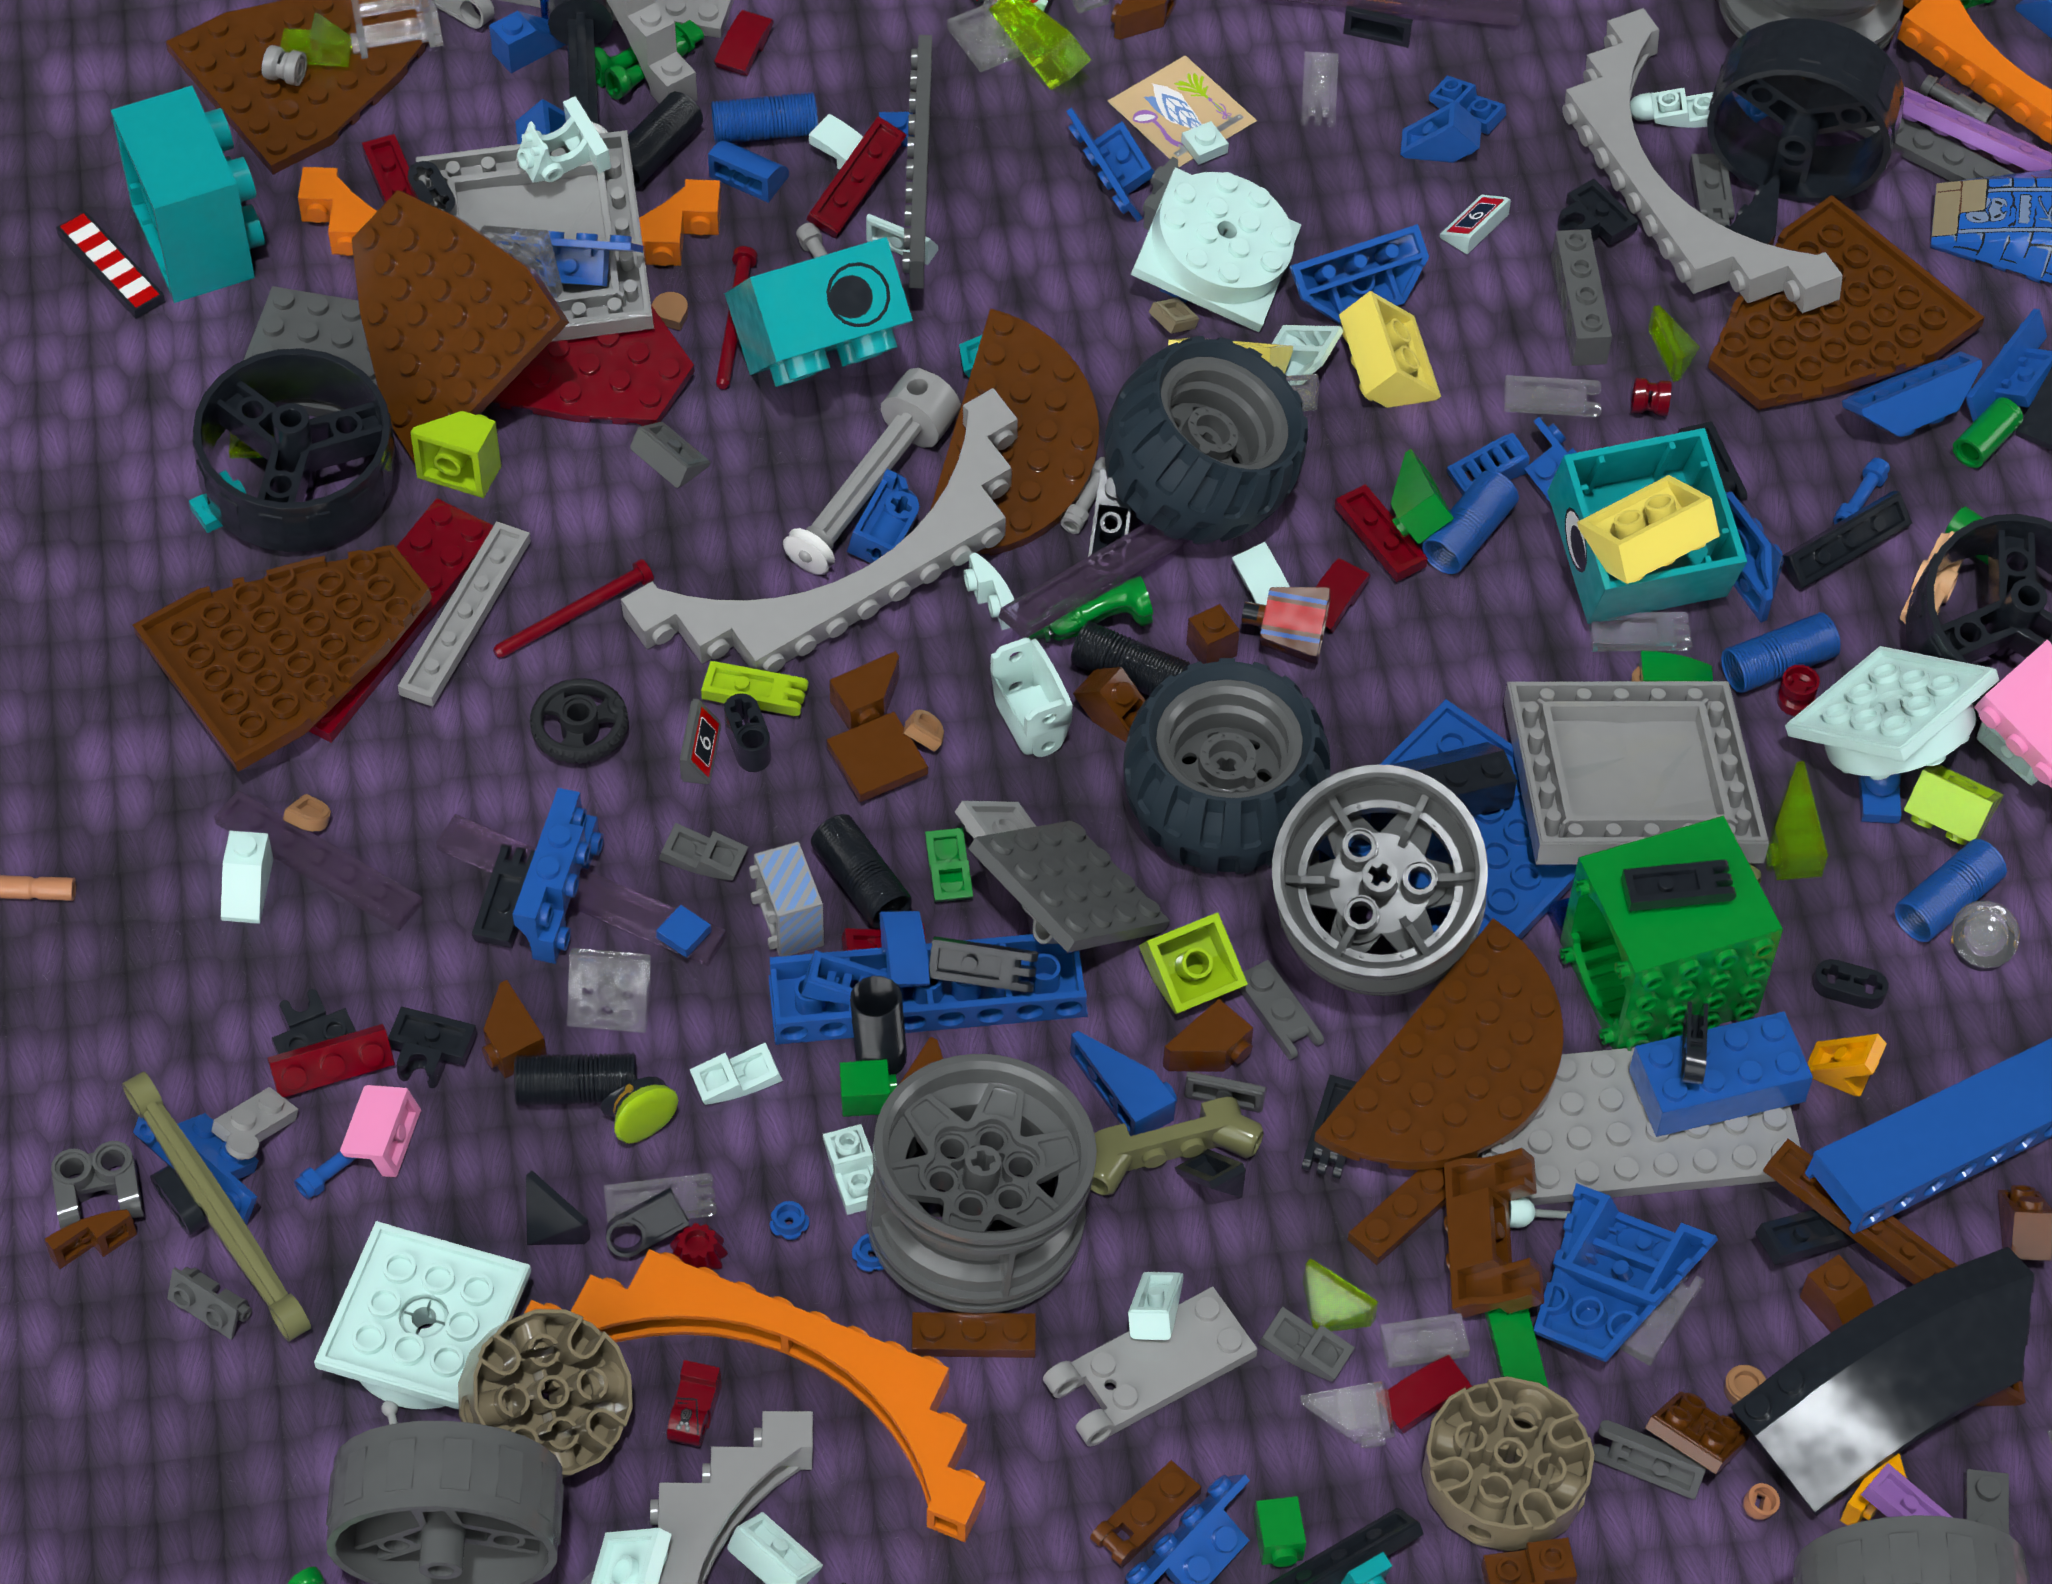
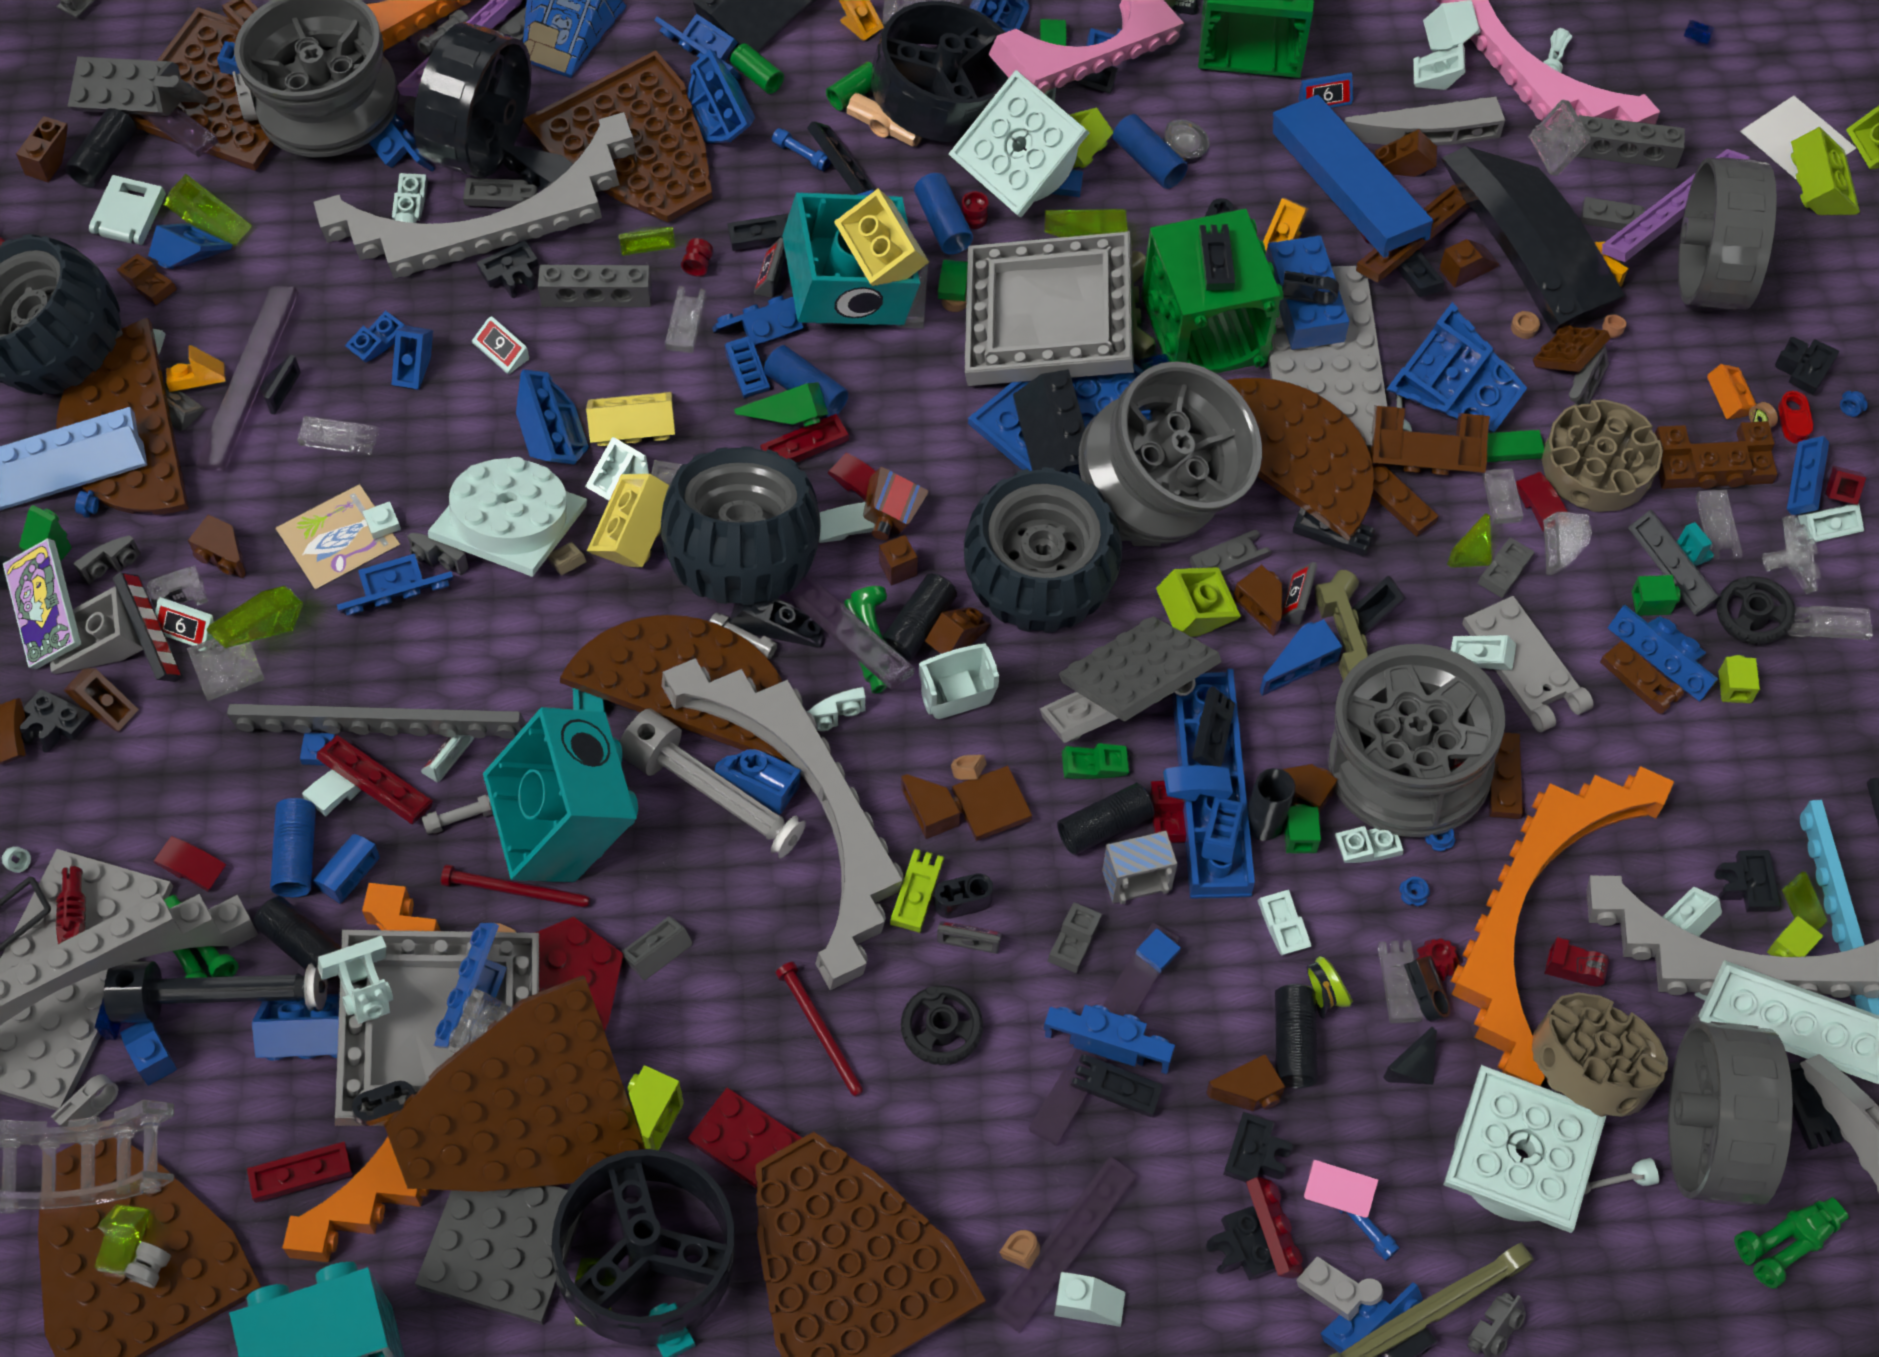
camera: 85 degrees left, 5 degrees up
(464, 614) = (819, 1116): light grey plate -> none
(609, 977) = (1218, 1005): clear plate -> none

